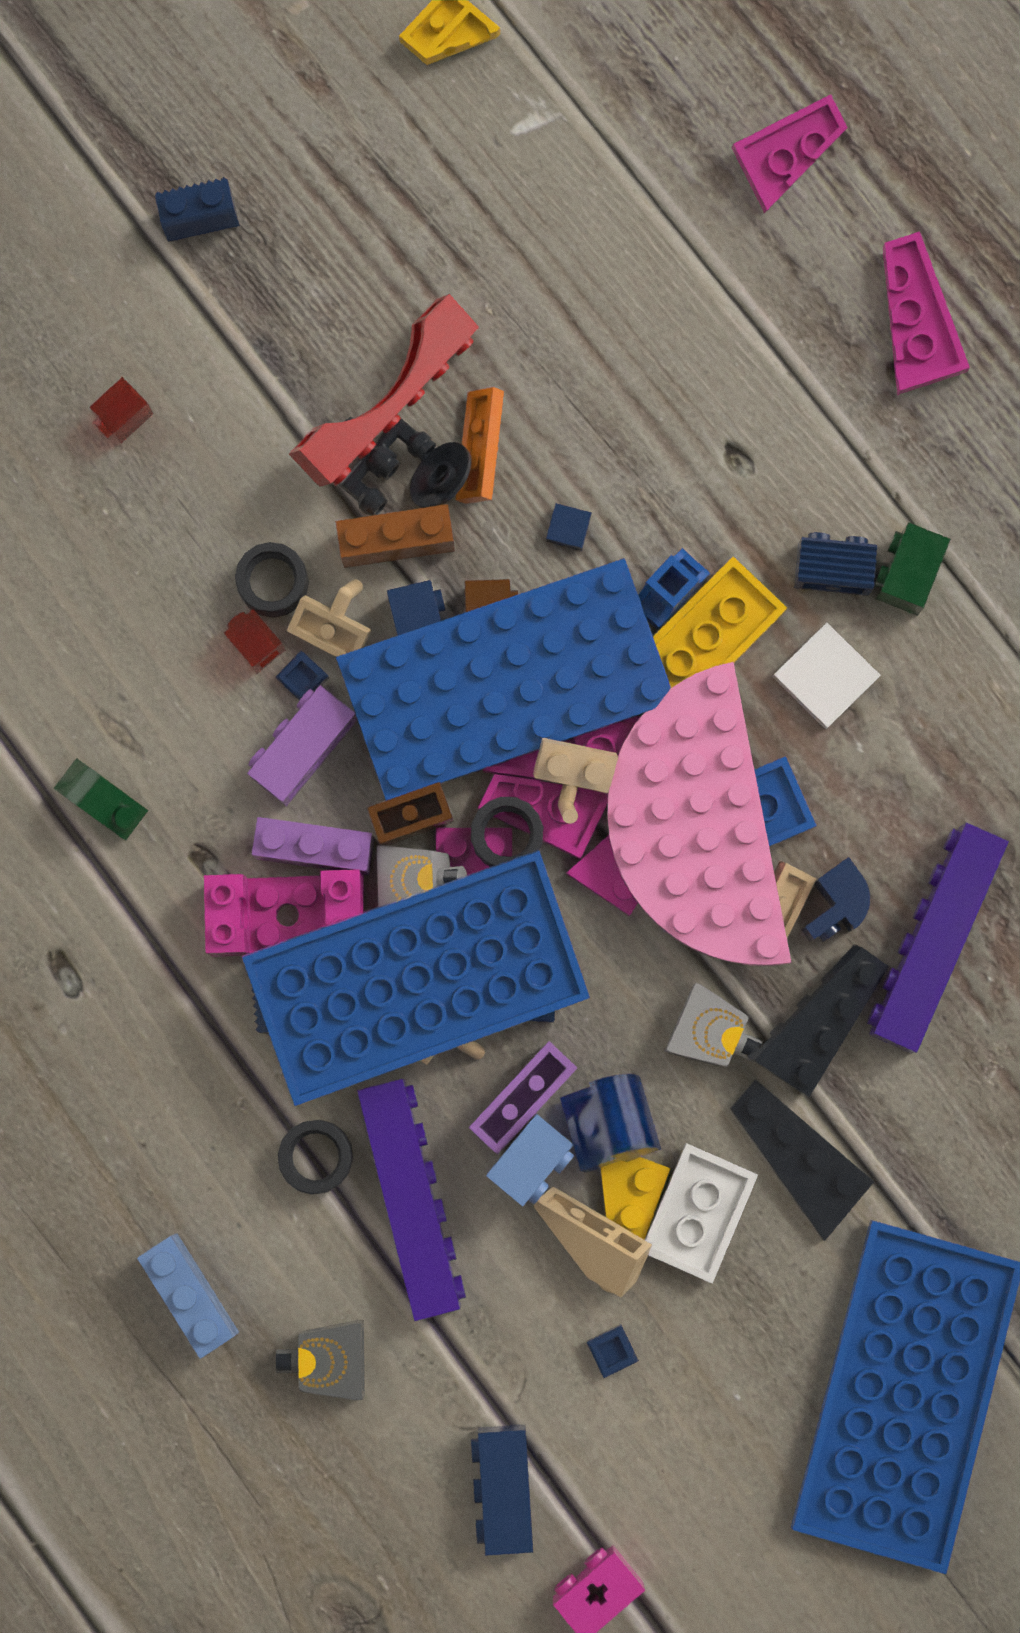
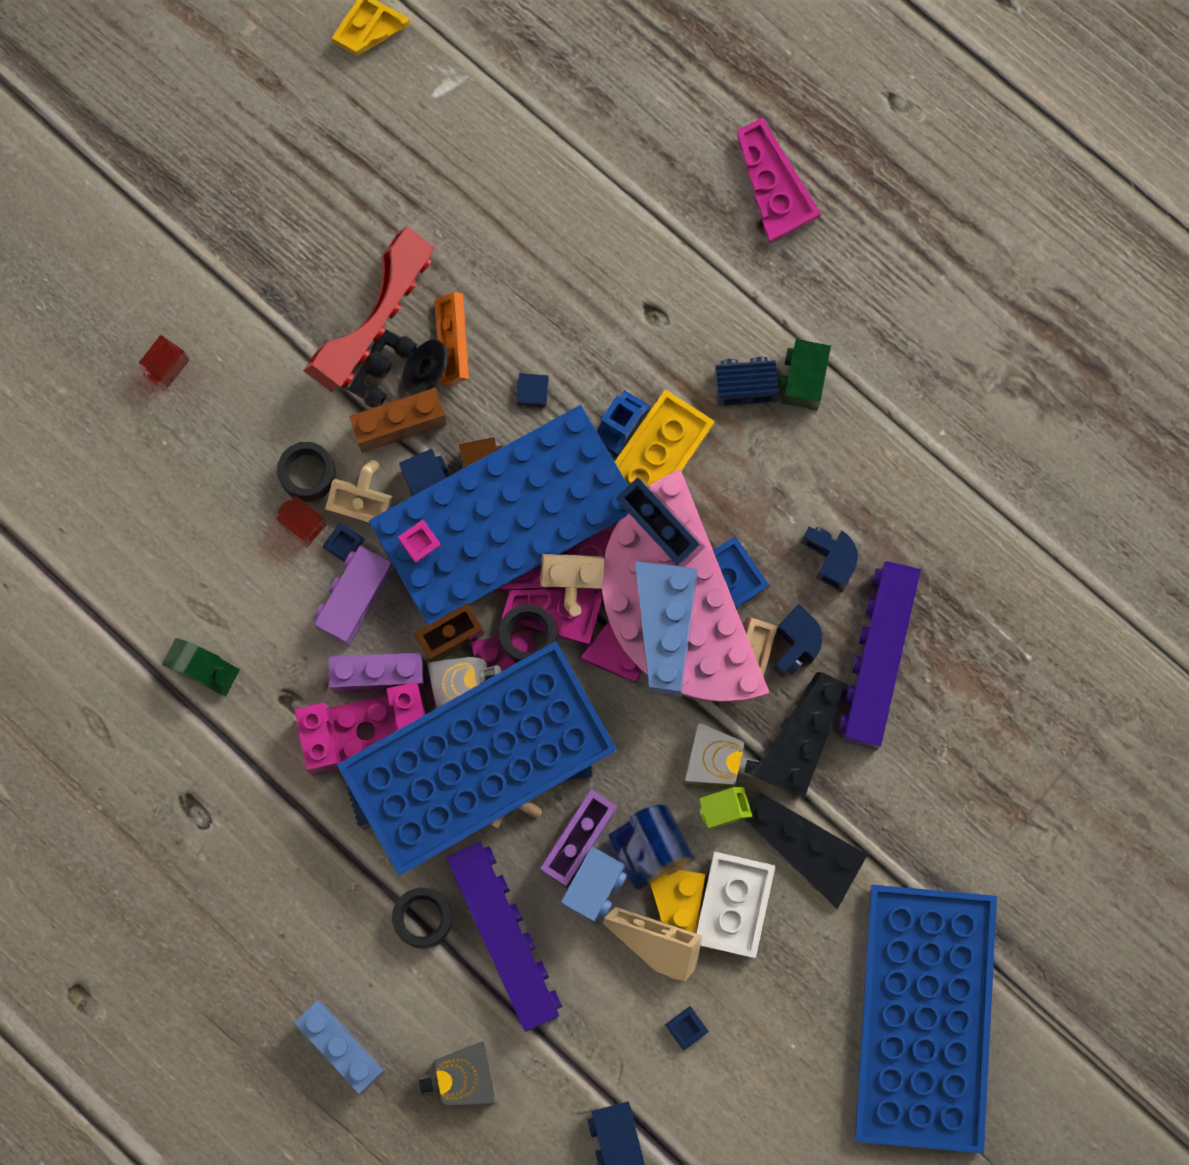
camera: 15 degrees left, 5 degrees down
(197, 209) = (196, 196): dark blue brick -> none
(393, 696) = (419, 541): none -> dark pink plate
(681, 845) = (666, 617): none -> medium blue wedge
(695, 726) = (660, 522): none -> dark blue brick
(709, 1092) = (725, 807): none -> lime brick
(787, 148) = (649, 72): dark pink wing -> none
(826, 676) = (755, 468): white tile -> none
(911, 806) = (840, 555): none -> dark blue brick

